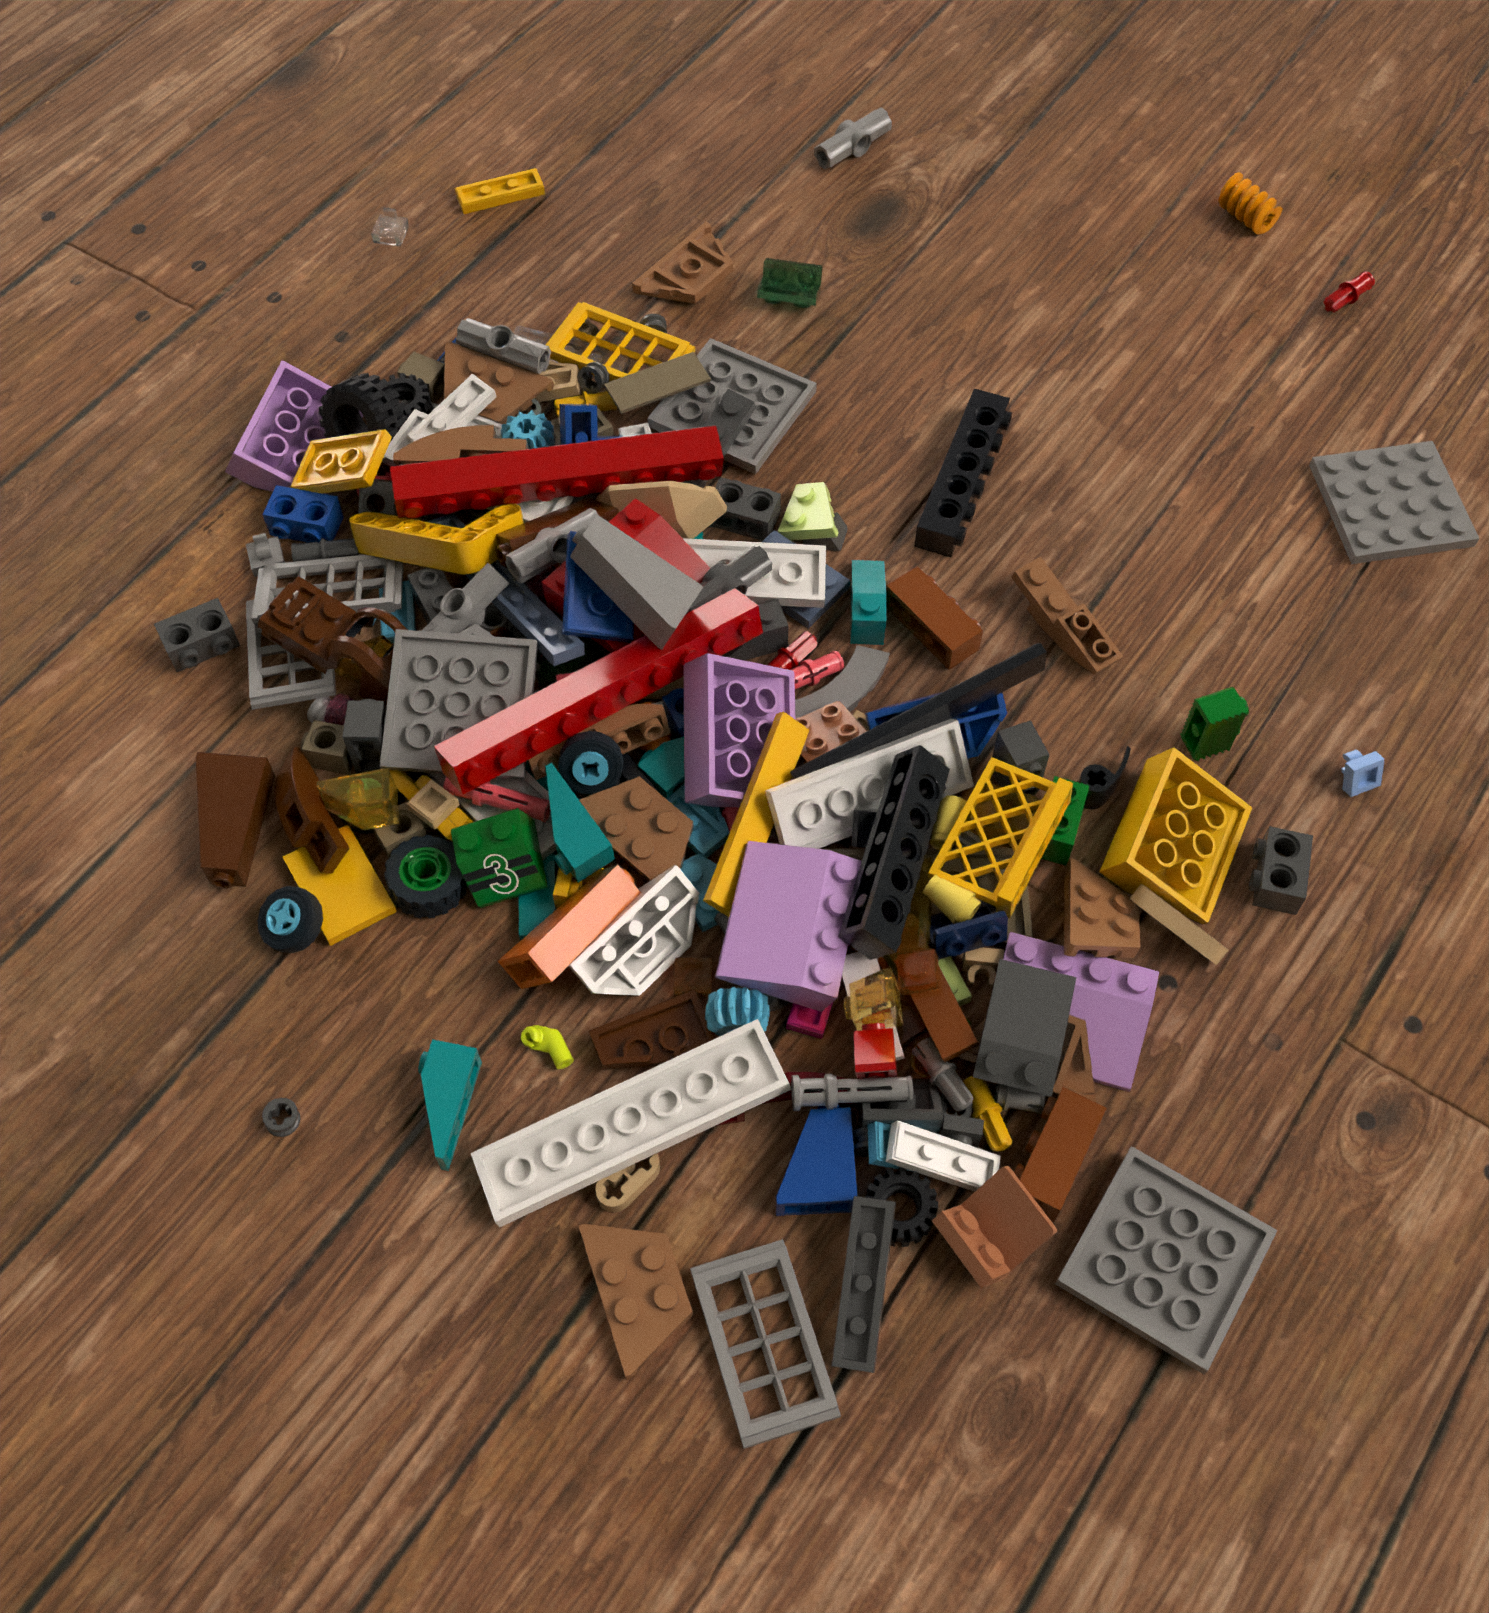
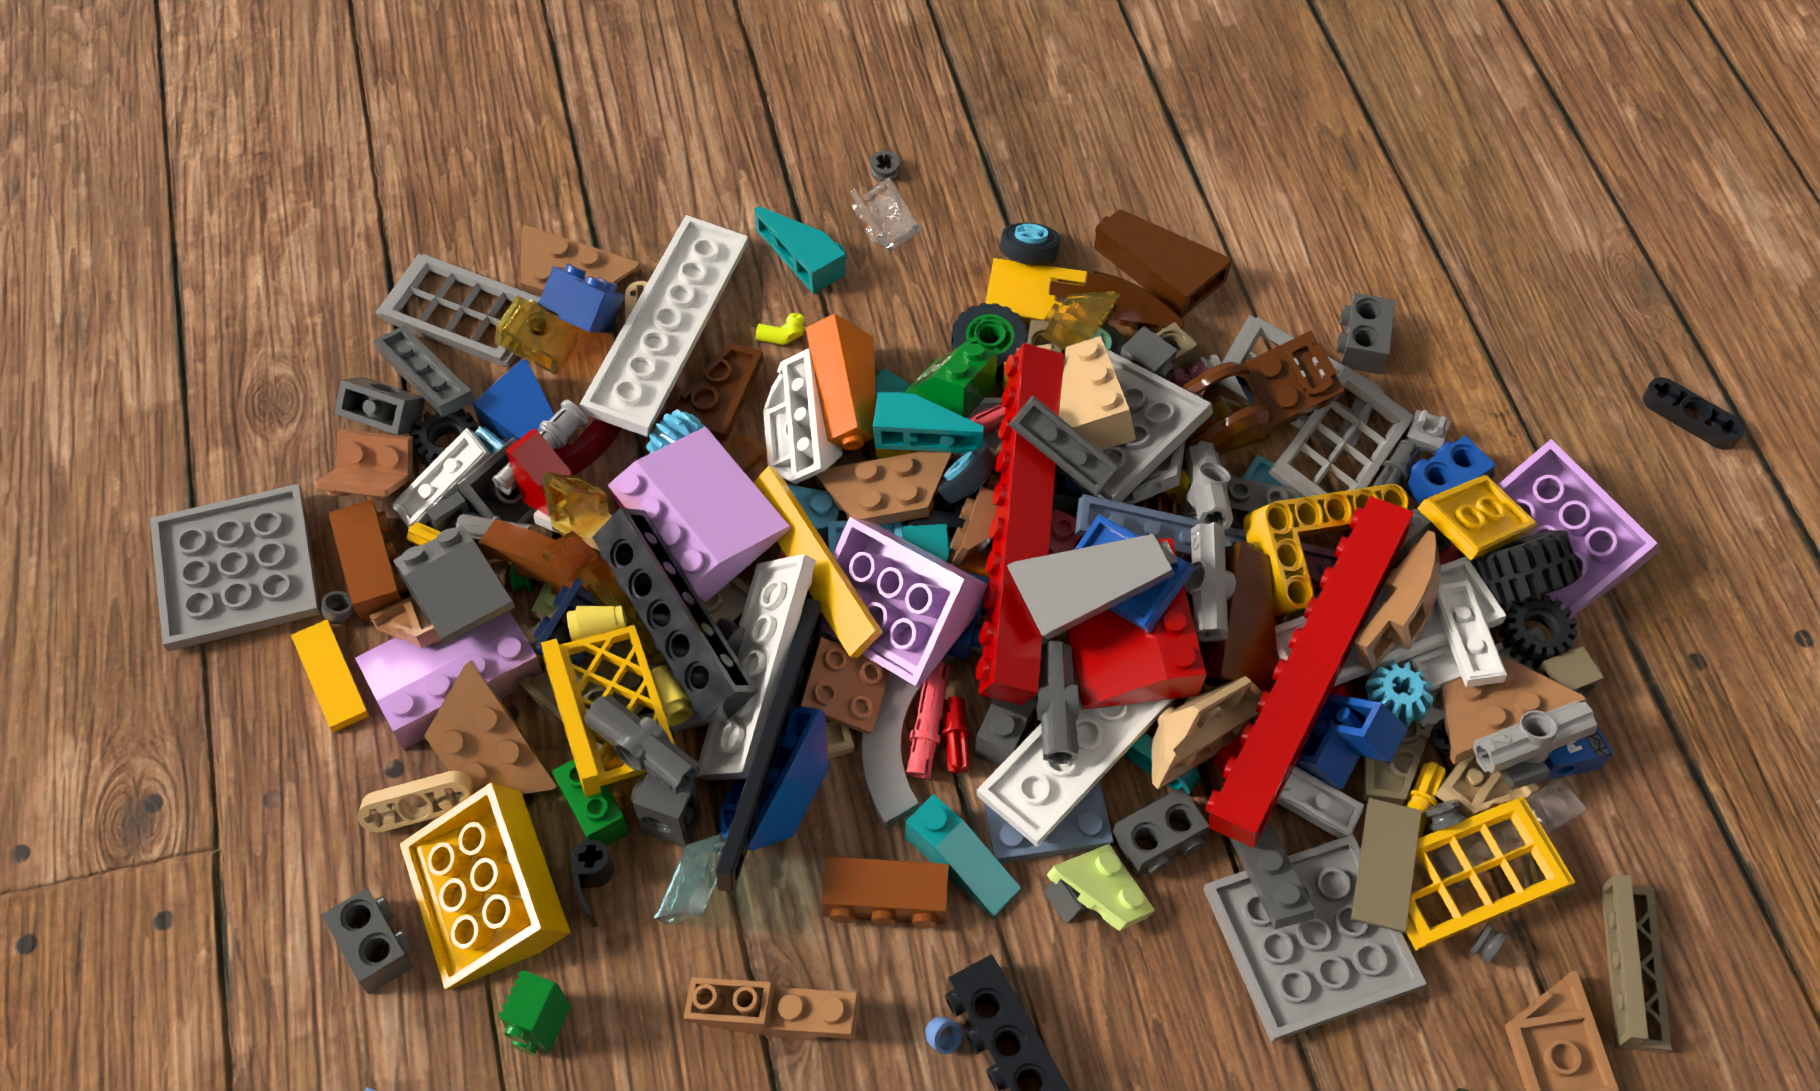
camera: 130 degrees right, 0 degrees up
(121, 434) = (1710, 434): none -> black beam
(346, 1060) = (886, 214): none -> clear bracket
(455, 703) = (1093, 397): none -> tan wedge
(528, 681) = (1064, 446): none -> dark grey tile
(599, 269) = (1627, 969): none -> dark tan fence
(670, 1207) = (581, 300): none -> blue brick
(743, 1247) = (546, 350): none -> clear yellow brick
(930, 1284) = (379, 405): none -> dark grey brick
(982, 532) = (941, 1039): none -> medium blue hinge
(1012, 770) = (642, 744): none -> dark grey piece
(1050, 704) = (691, 881): none -> clear light blue tile
(1113, 1130) = (333, 606): none -> dark grey hinge
(1160, 1092) = (330, 676): none -> yellow tile

